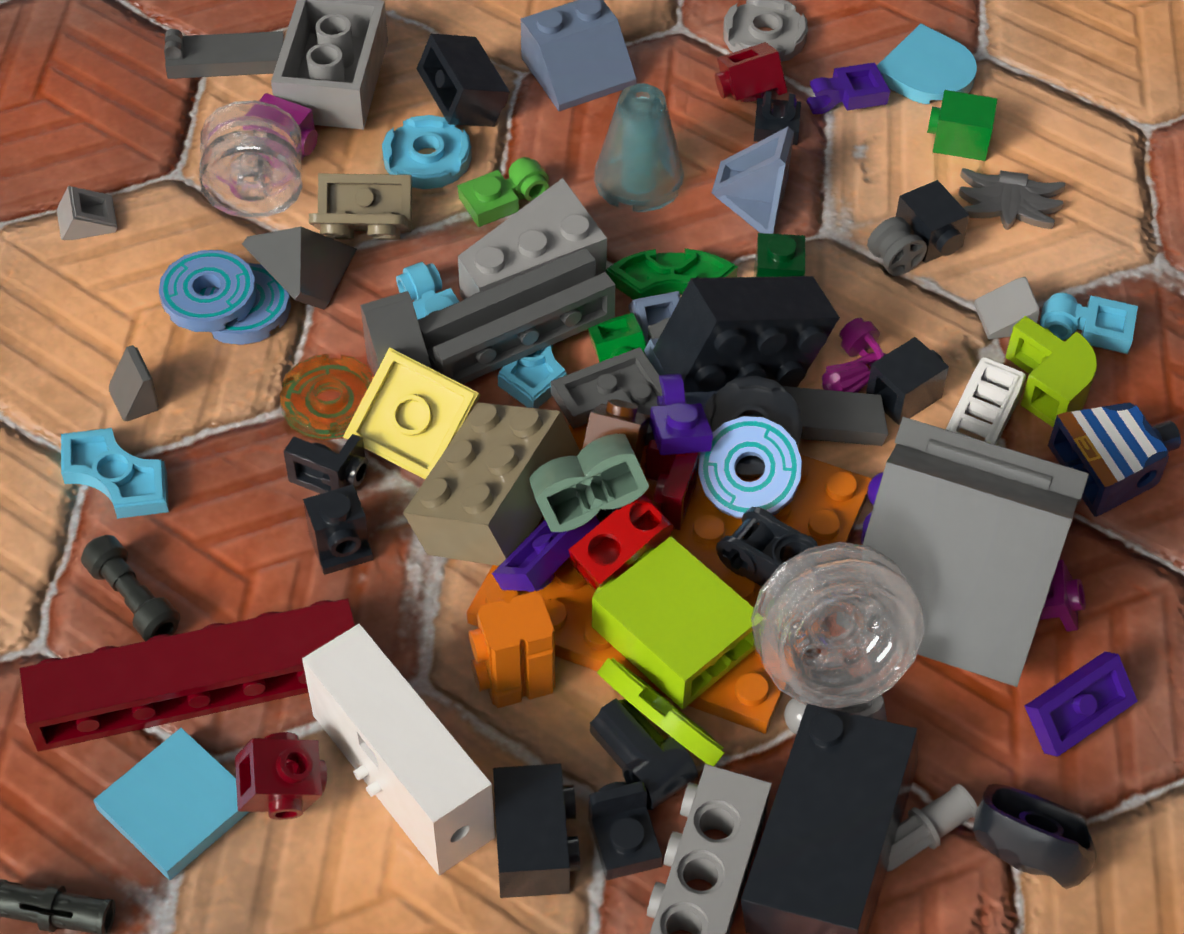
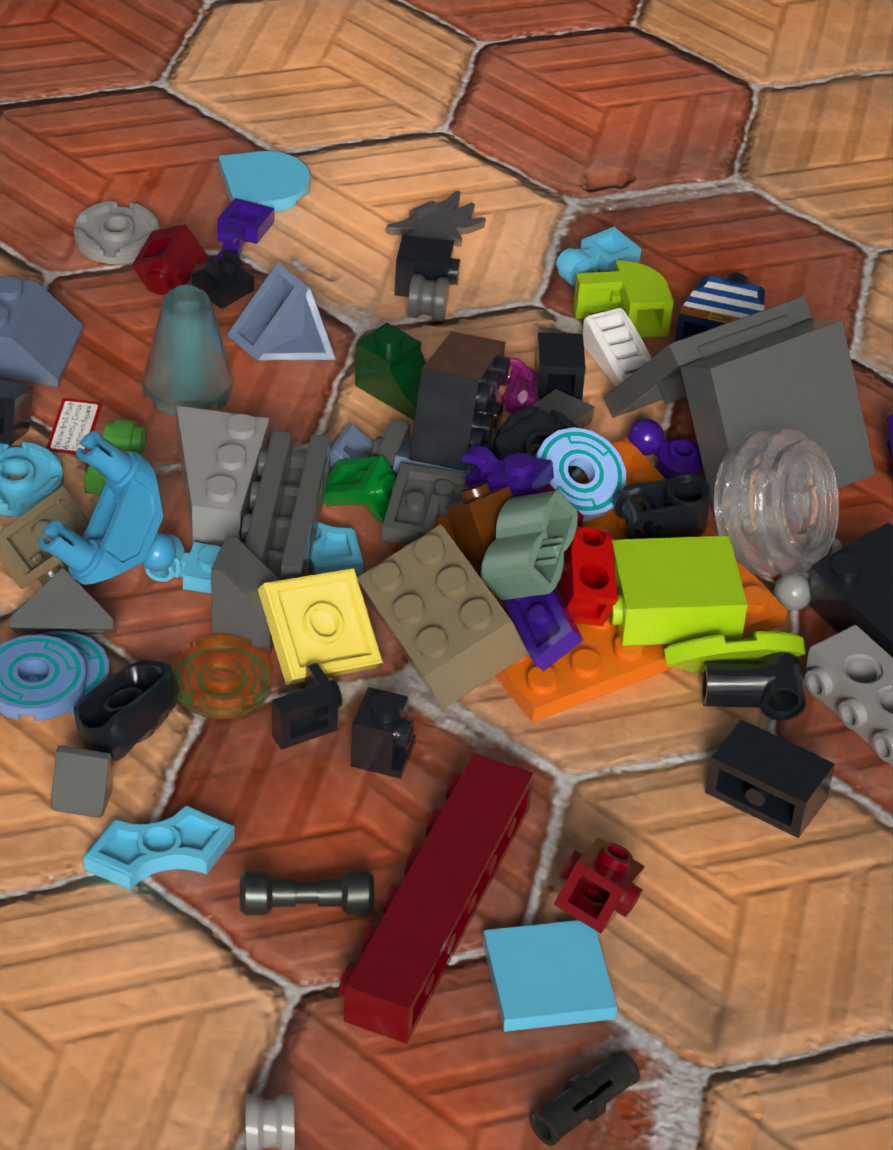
camera: 55 degrees left, 10 degrees down
(222, 361) = (127, 707): none -> black piece
(366, 229) = (123, 523): none -> dark azure connector
(400, 749) = (647, 796): white brick -> none
(514, 649) = (616, 687): orange brick -> none
(528, 143) = (72, 423): none -> white sticker
(623, 829) = (809, 730): black bracket -> none
(662, 273) = (320, 414): green tile -> none
(963, 125) = (350, 197): green brick -> none
(1006, 307) = (544, 285): light grey slope -> none

